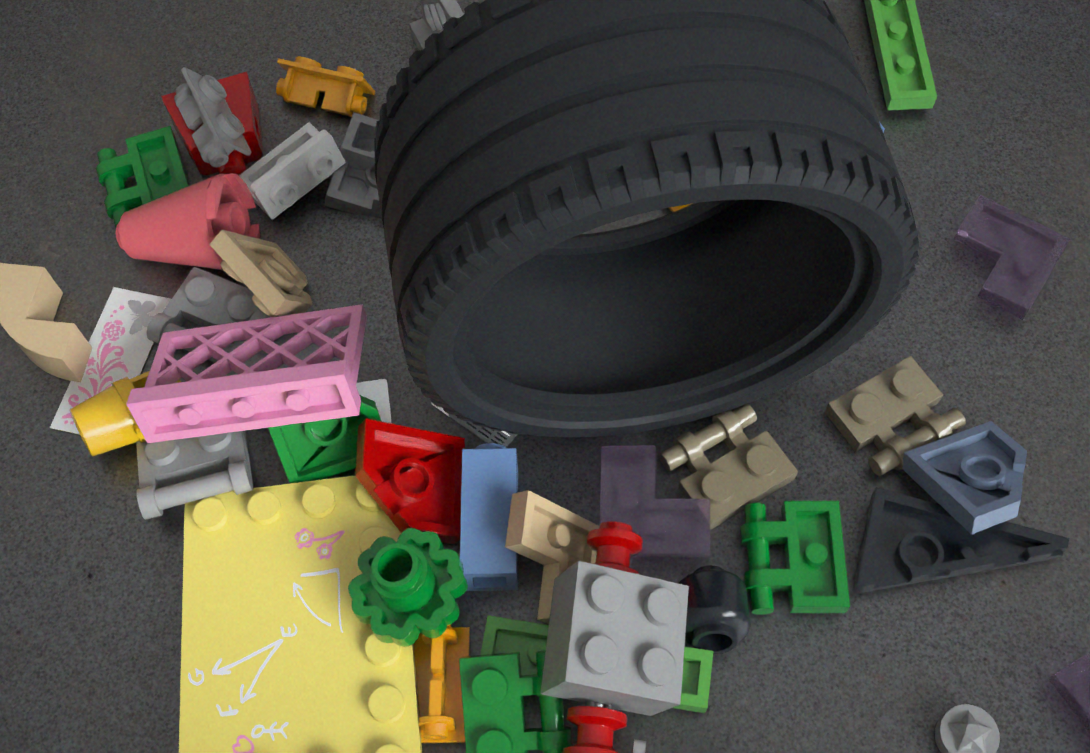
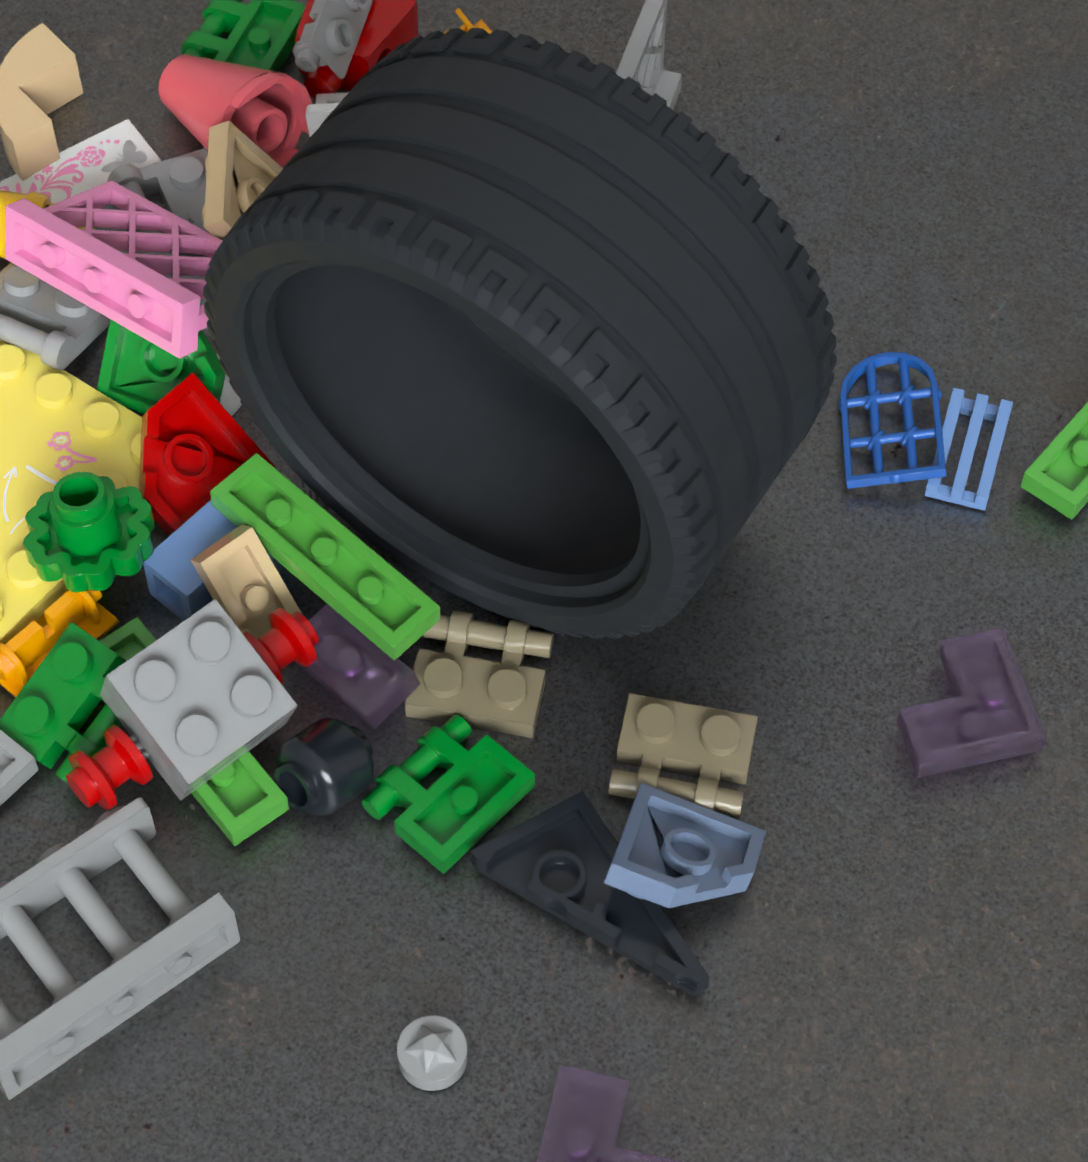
camera: 40 degrees right, 5 degrees down
(584, 469) = (326, 556): none -> bright green plate

